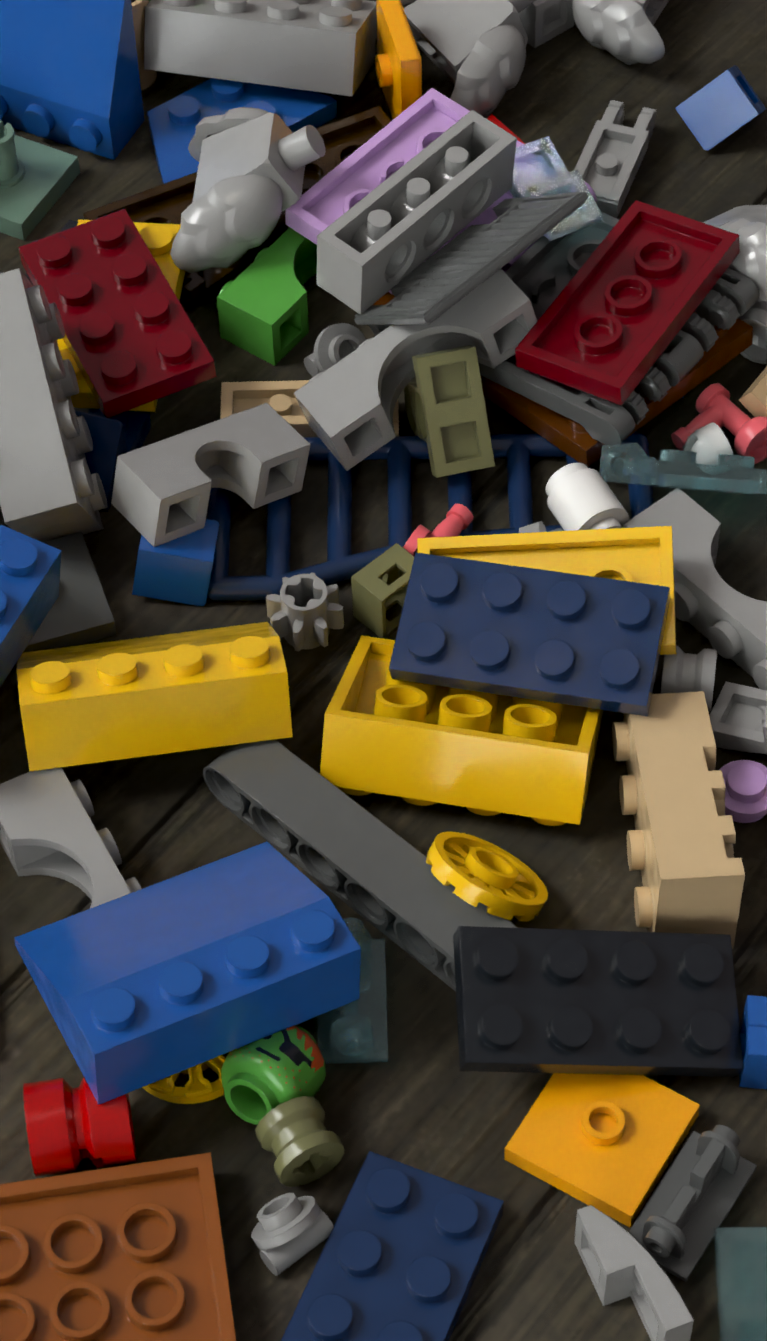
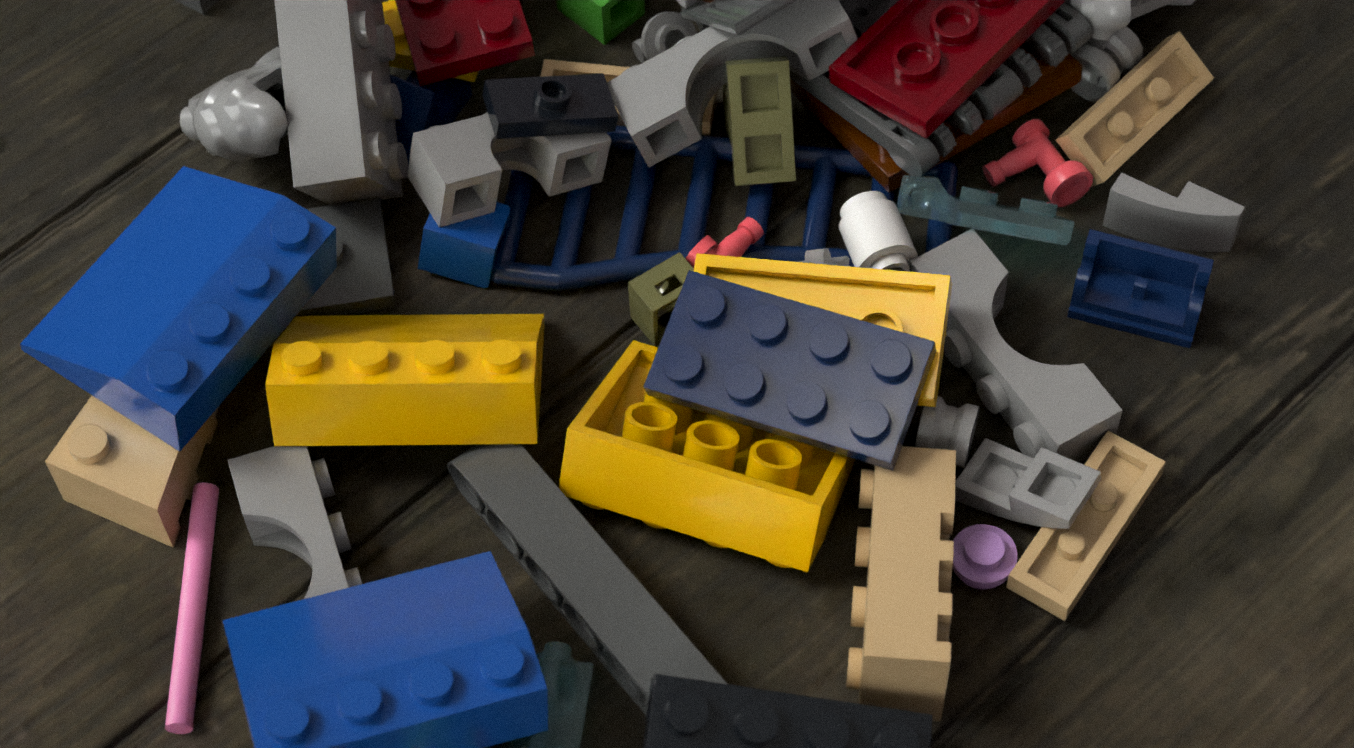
camera: 10 degrees right, 5 degrees up
(245, 417) = (549, 106): none -> black plate
(305, 611) = (579, 310): light grey gear -> none
(487, 876) = (702, 615): yellow wheel -> none
(708, 443) = (1013, 183): white hinge -> none

